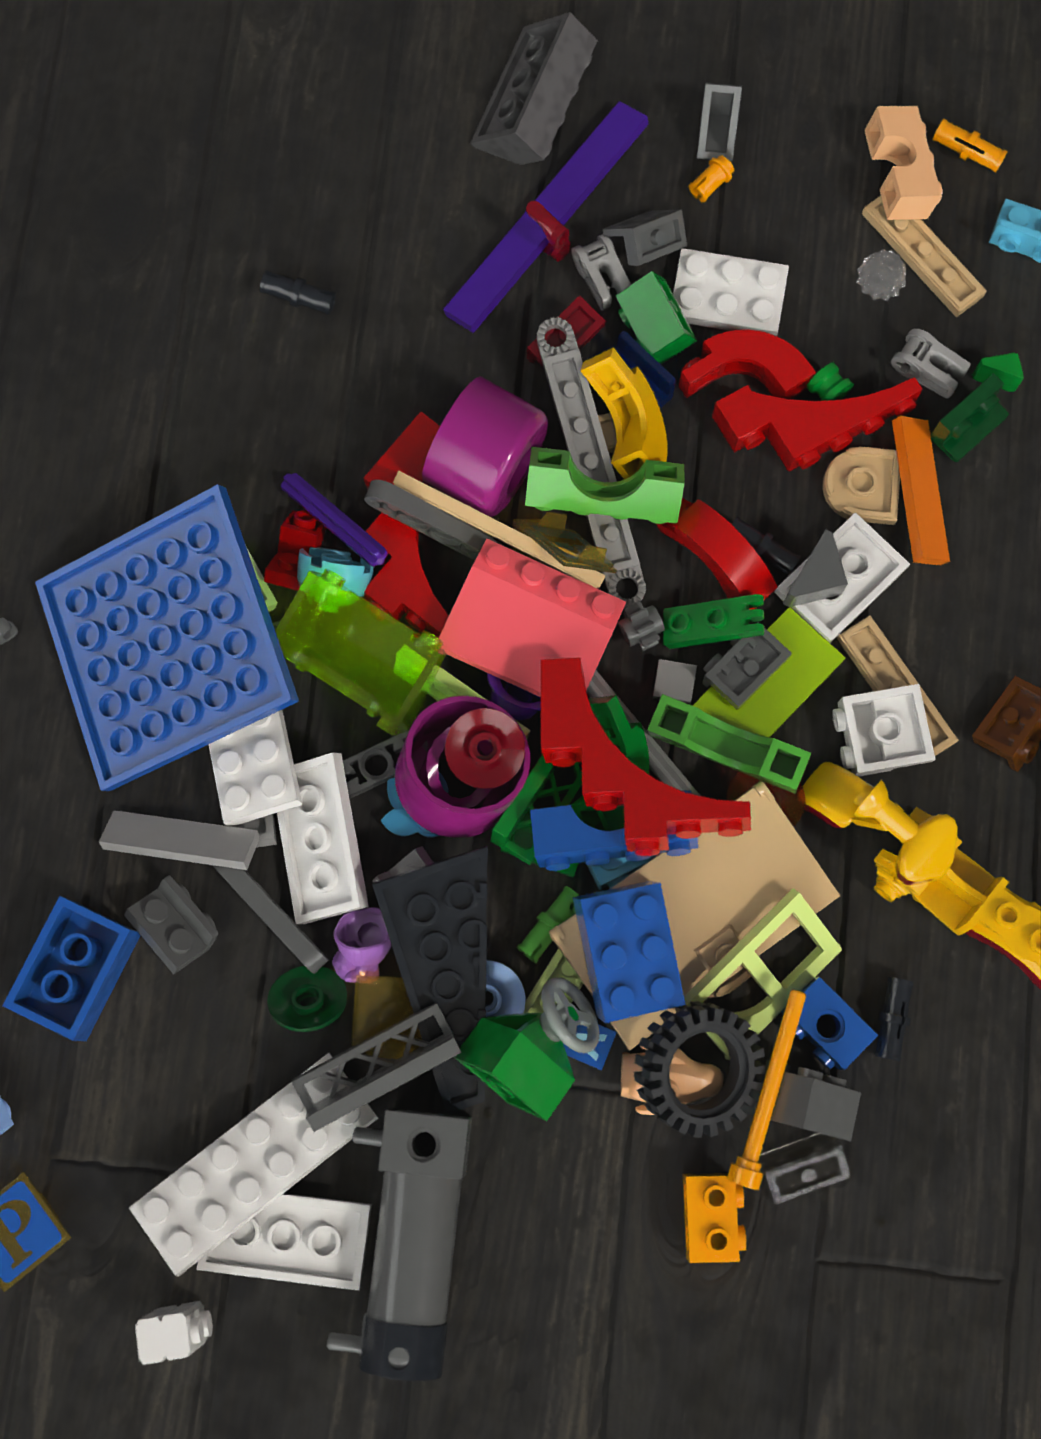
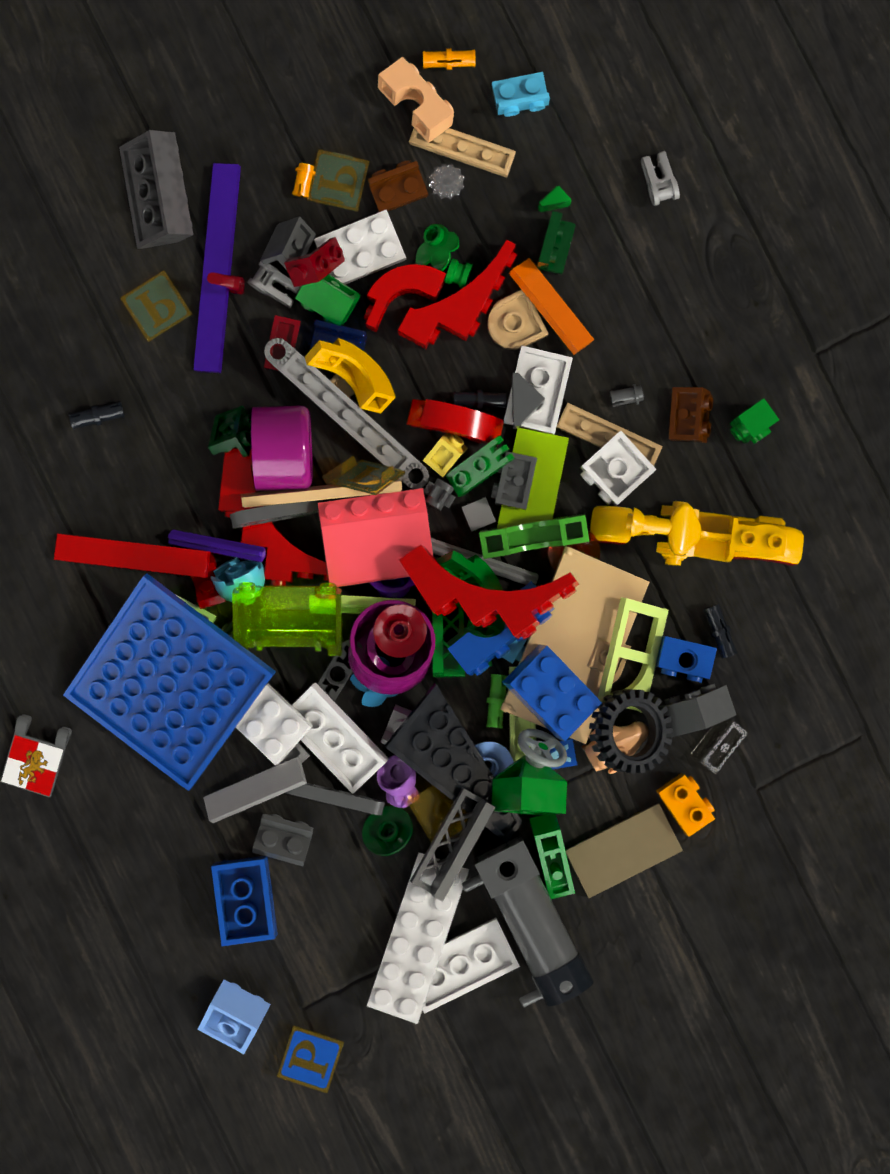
camera: 40 degrees left, 10 degrees up
(172, 1332) = (435, 1053): white brick -> none
(226, 468) = (132, 555): none -> red tile
(433, 397) = (230, 431): none -> dark green bracket
(449, 218) = (156, 306): none -> clear yellow piece
(494, 1170) = (552, 855): none -> green slope
(592, 1225) = (623, 850): none -> dark tan tile
(649, 494) = (395, 416): bright green arch -> none
(666, 264) = (316, 265): none -> dark red bracket
(680, 583) = (445, 453): none -> light yellow bracket
(719, 120) = (285, 141): dark grey slope -> none
(747, 1168) = (689, 767): light orange piece -> none
(752, 204) = (338, 180): none -> clear yellow piece
(819, 247) = (397, 186): none -> reddish brown bracket
(827, 337) = (437, 247): none -> green plate
(930, 363) = (503, 227): light grey piece -> none
(950, 652) = (626, 396): none -> dark grey pin

